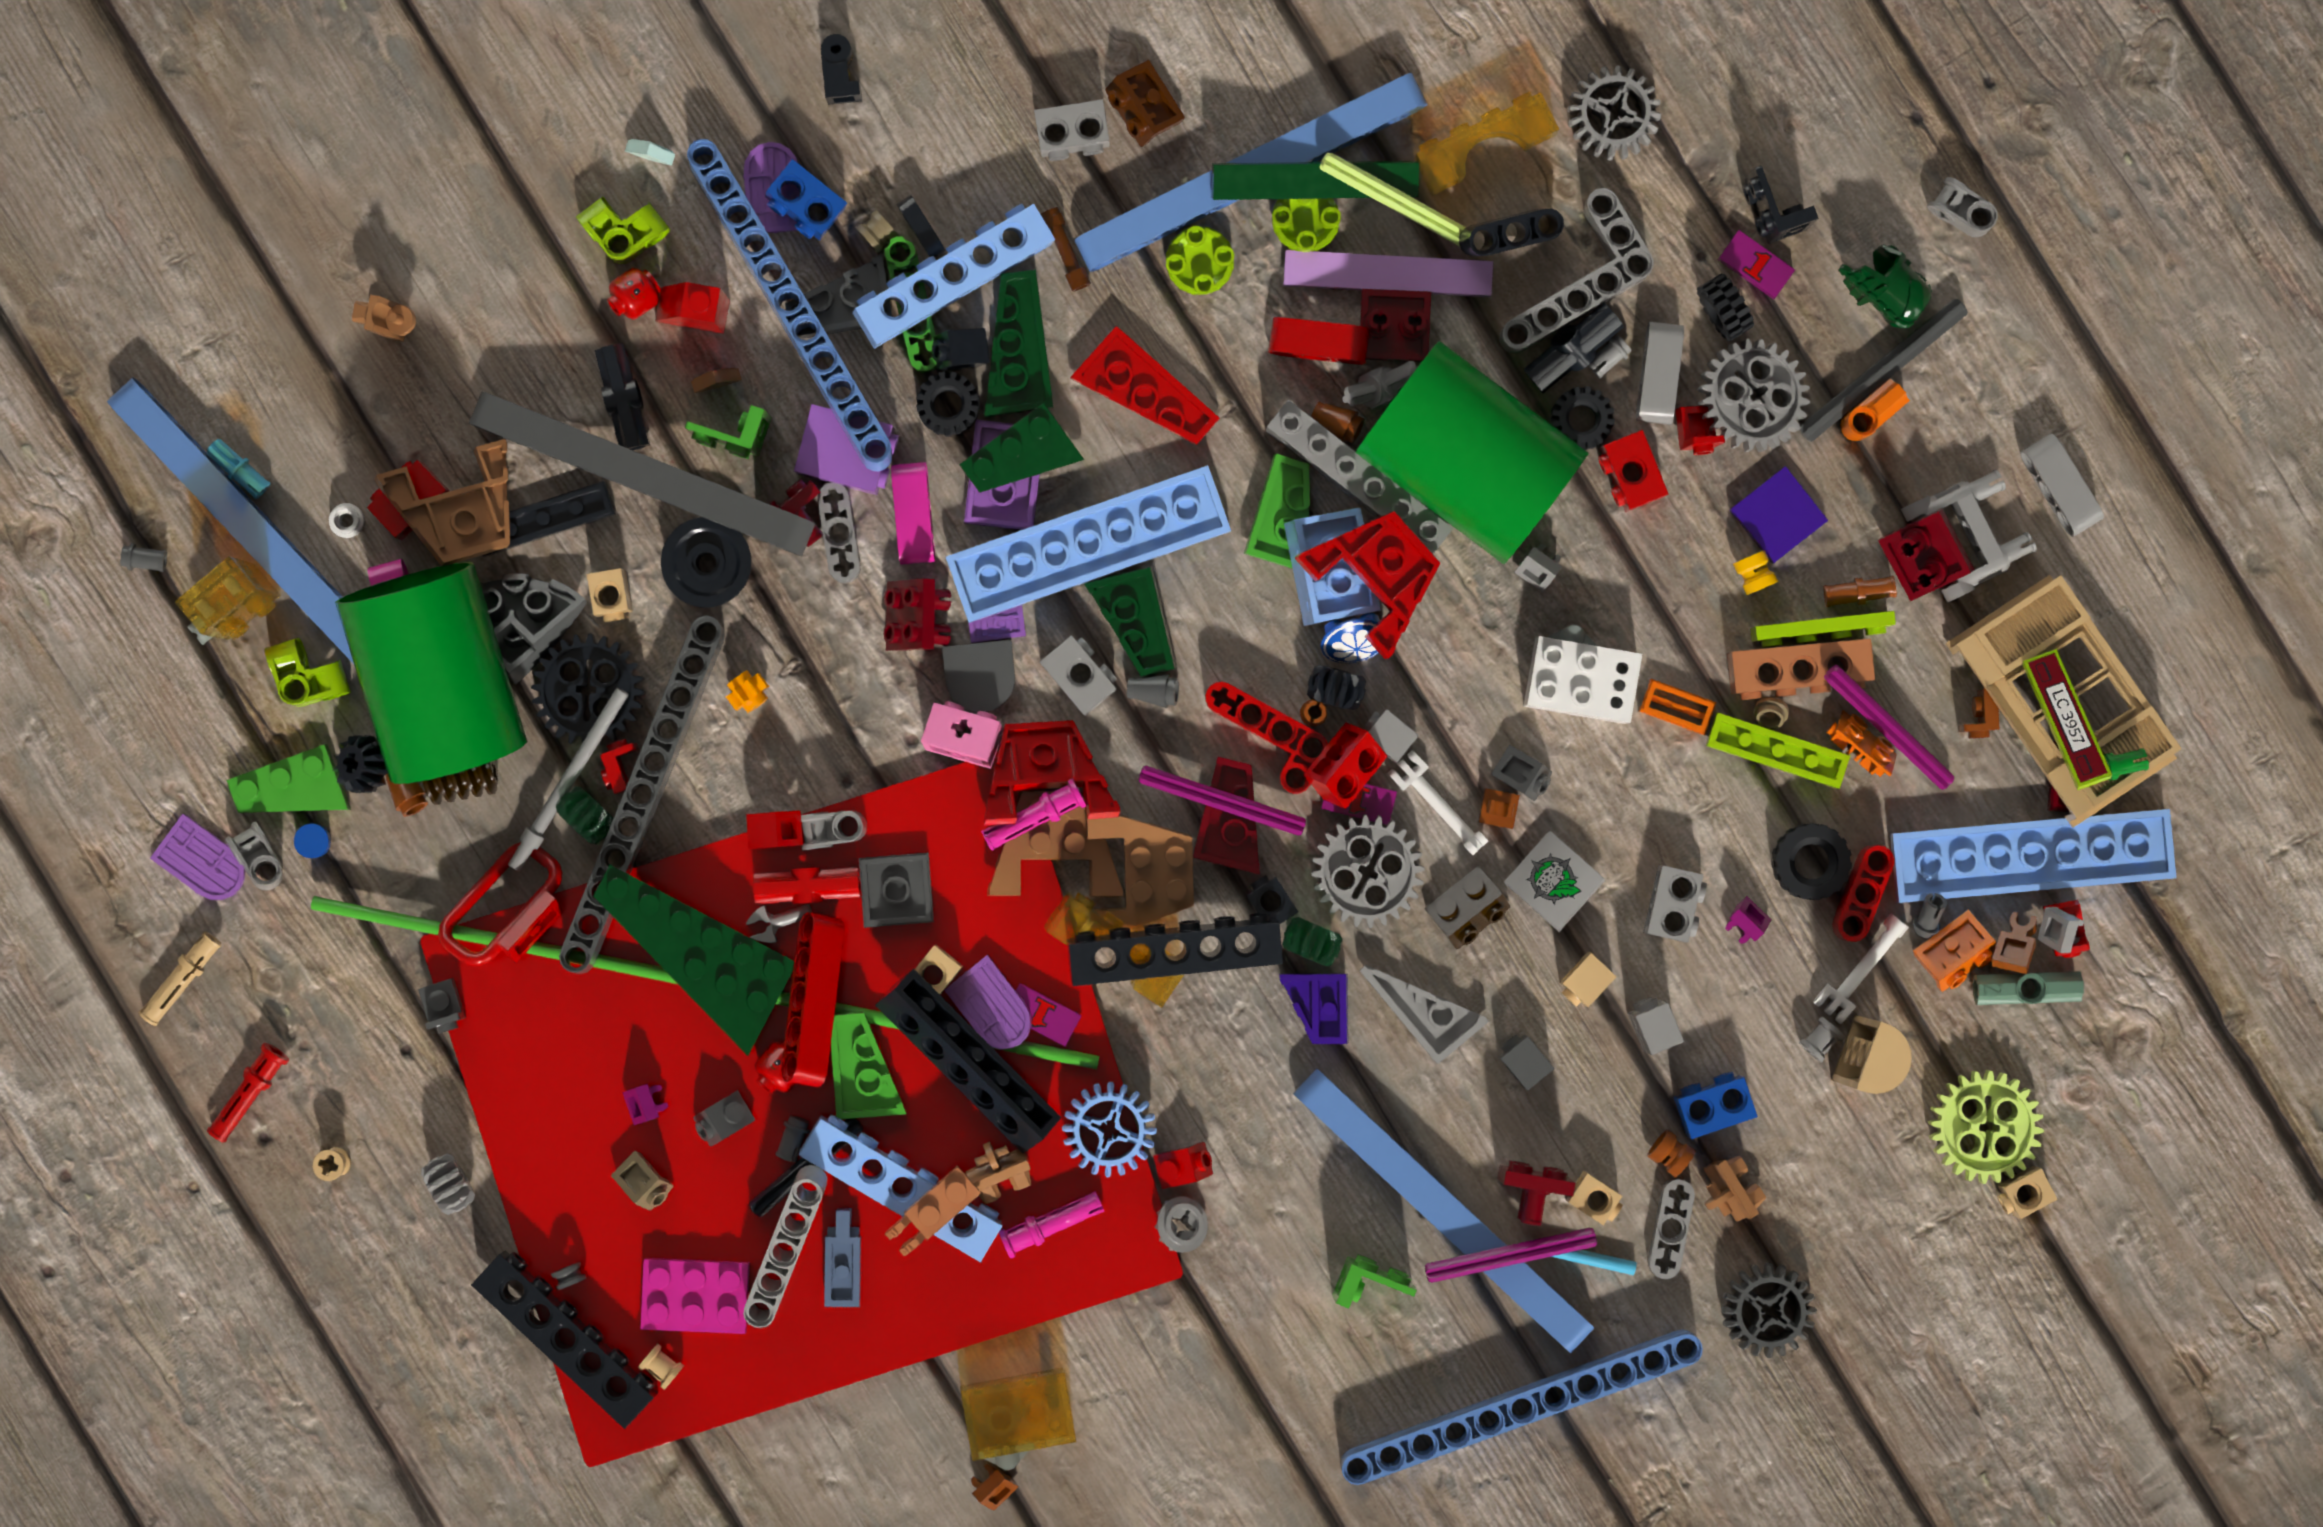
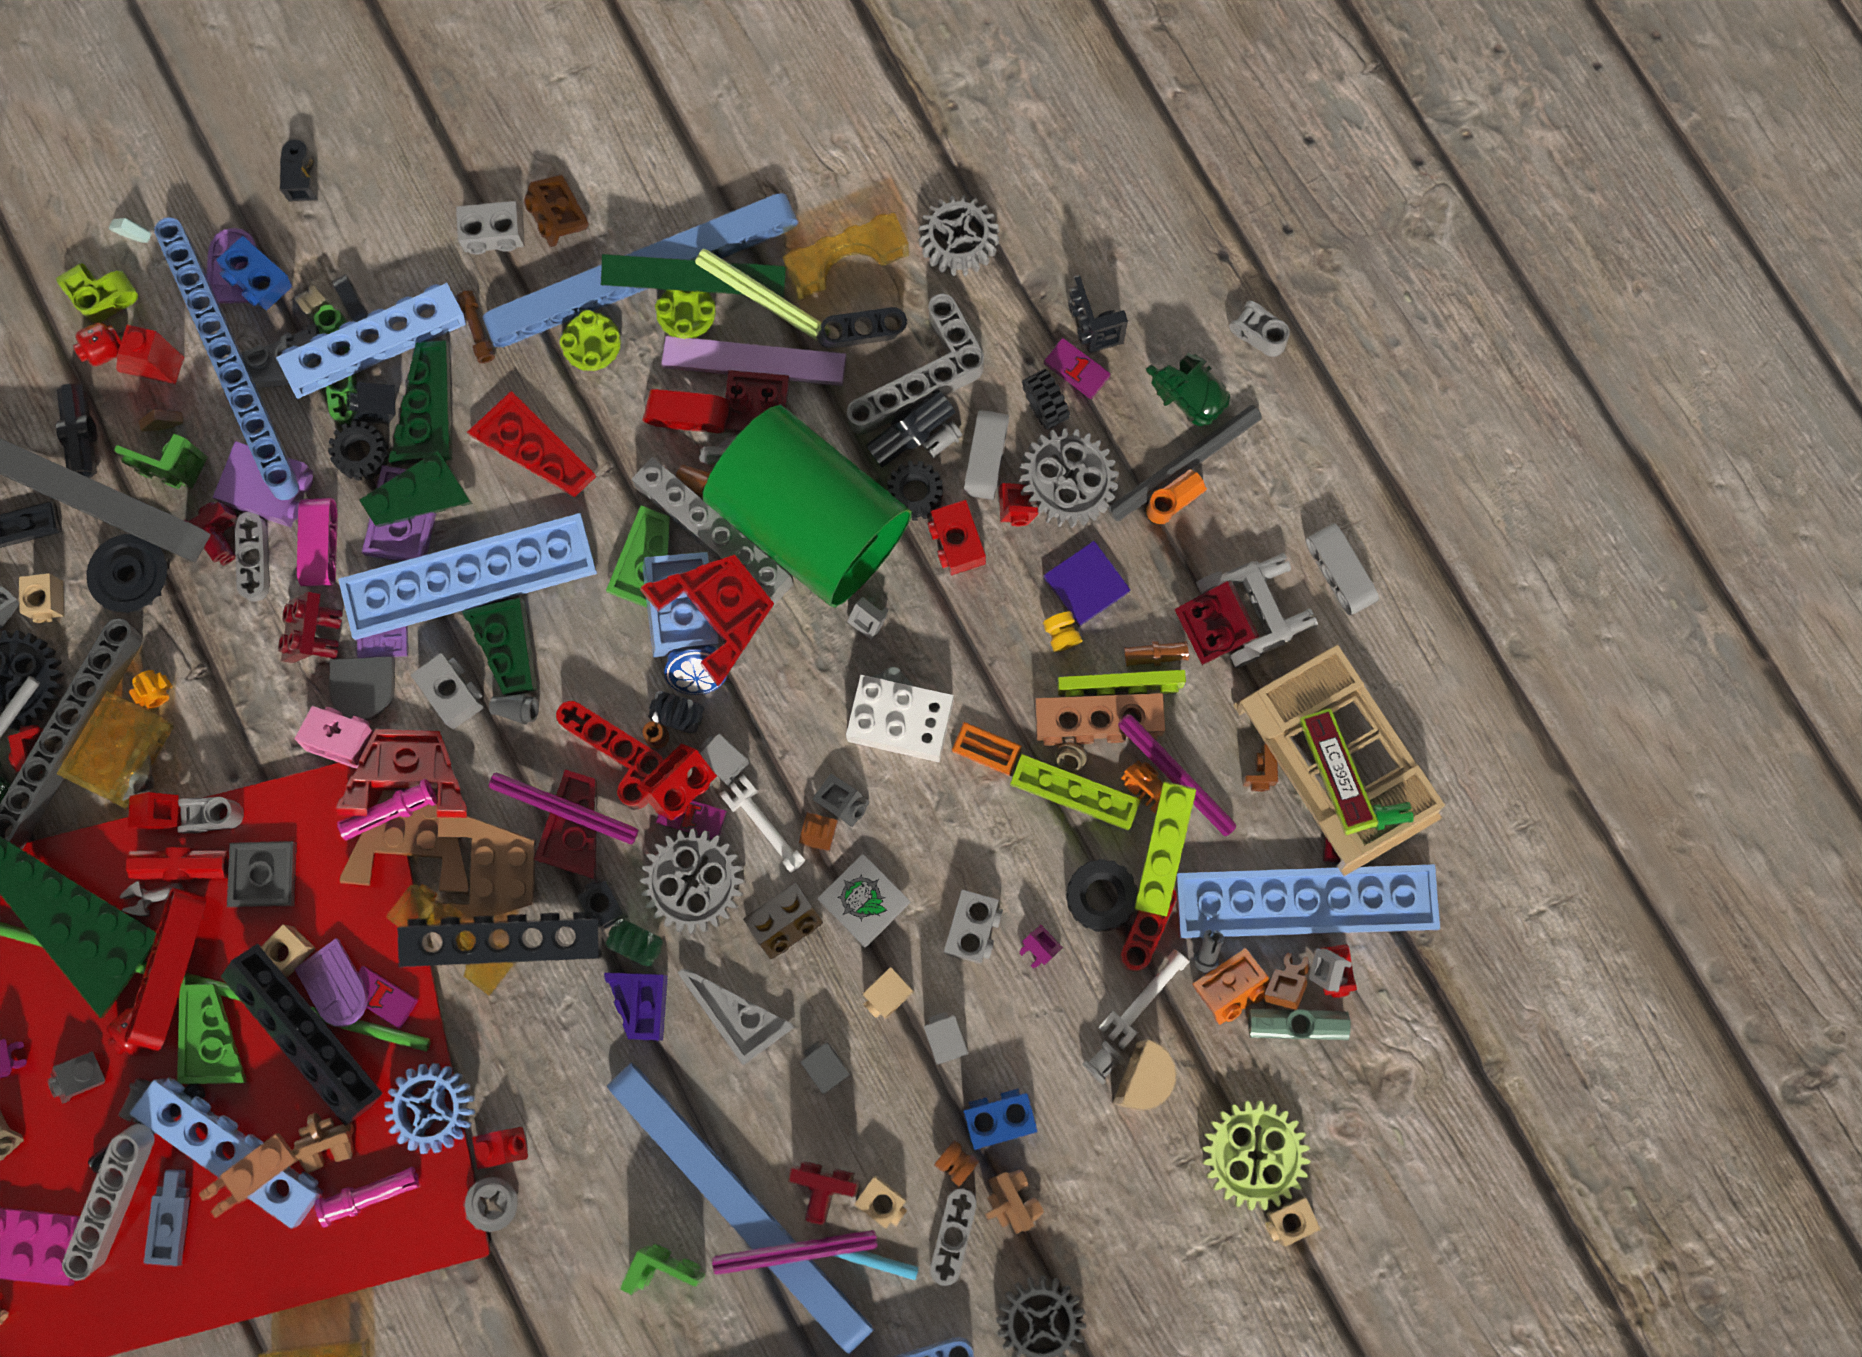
camera: 10 degrees right, 10 degrees down
(721, 763) = (116, 750): none -> clear yellow piece
(1883, 811) = (1165, 848): none -> lime plate

